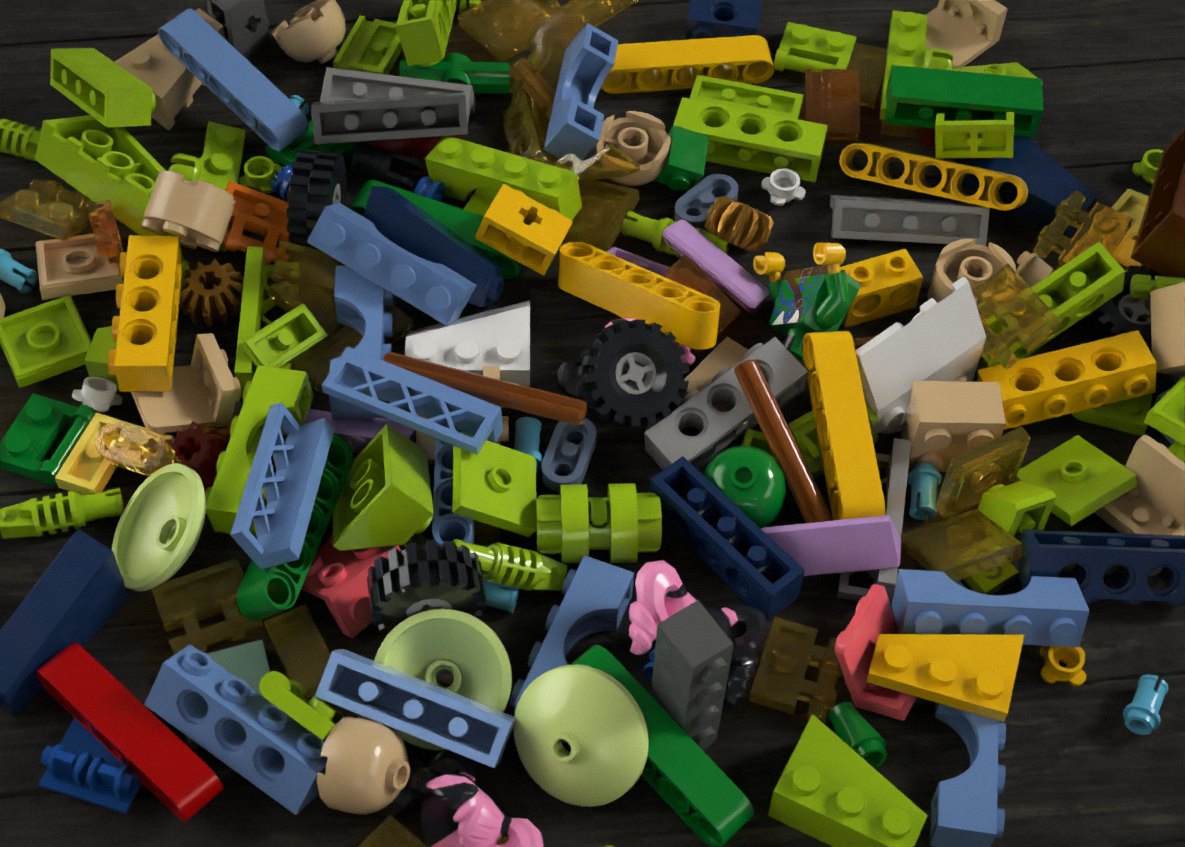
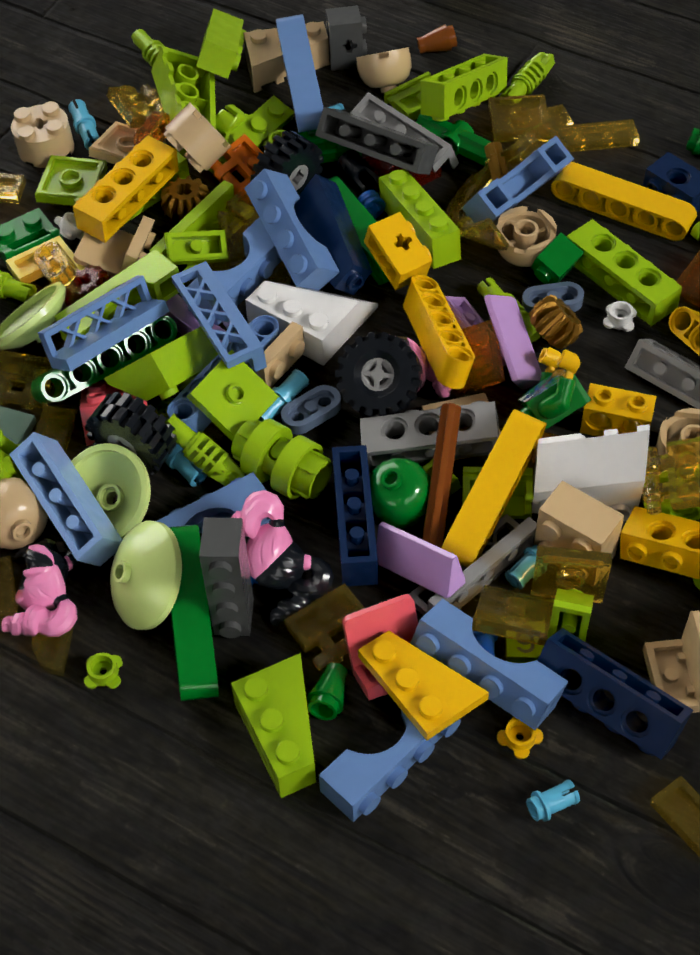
camera: 40 degrees right, 0 degrees up
(496, 390) = (277, 335): dark orange axle -> none
(601, 213) = (474, 267): clear yellow plate -> none
(747, 96) = (648, 244): lime plate -> none
(1079, 477) = (643, 621): lime plate -> none

